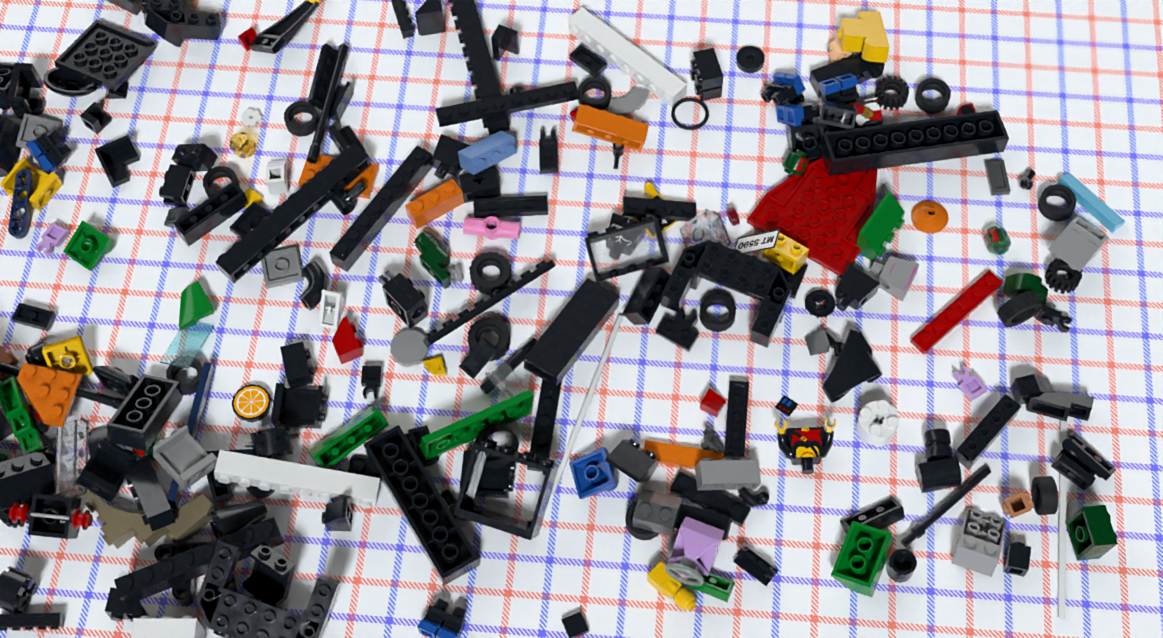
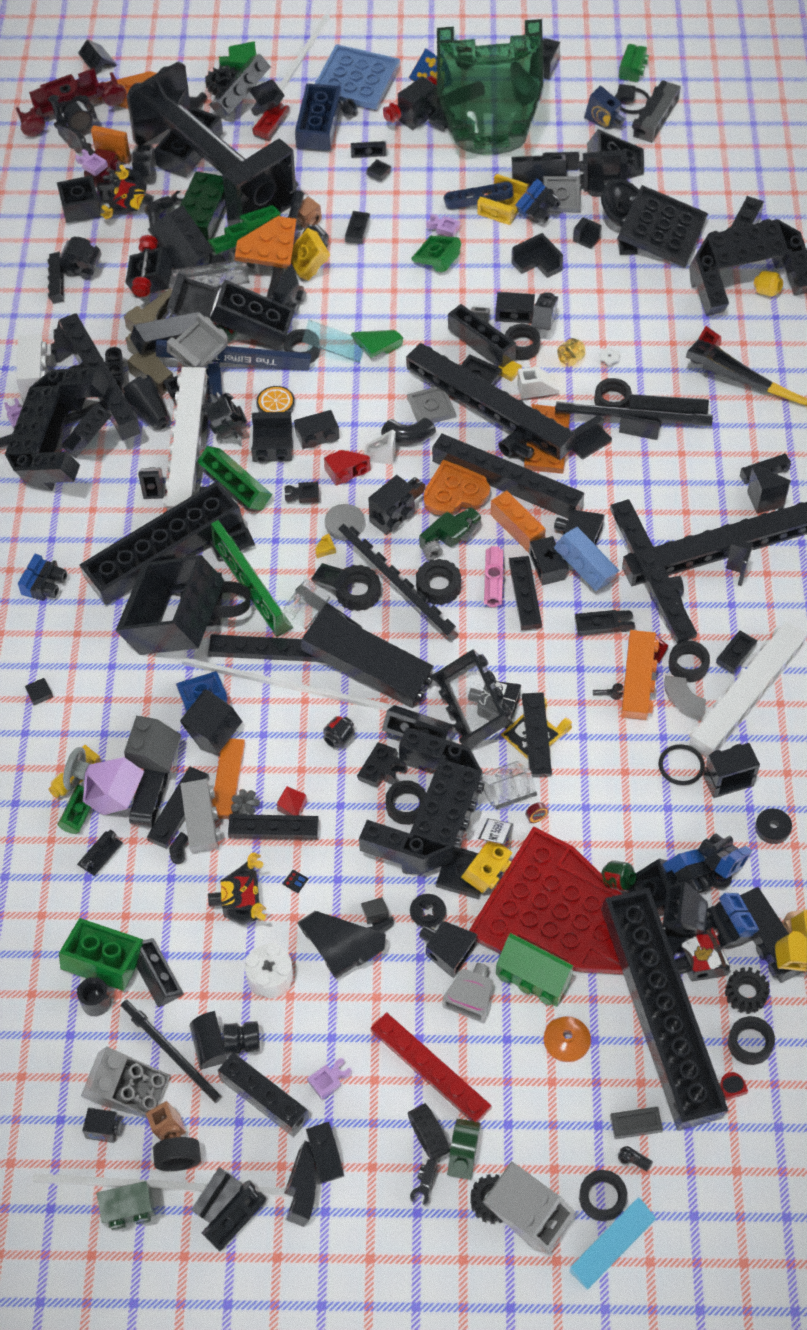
camera: 85 degrees right, 5 degrees down
(387, 251) = (455, 488): none -> orange plate
(645, 360) = (338, 732): none -> black head
(997, 240) = (534, 1115): clear green head -> none

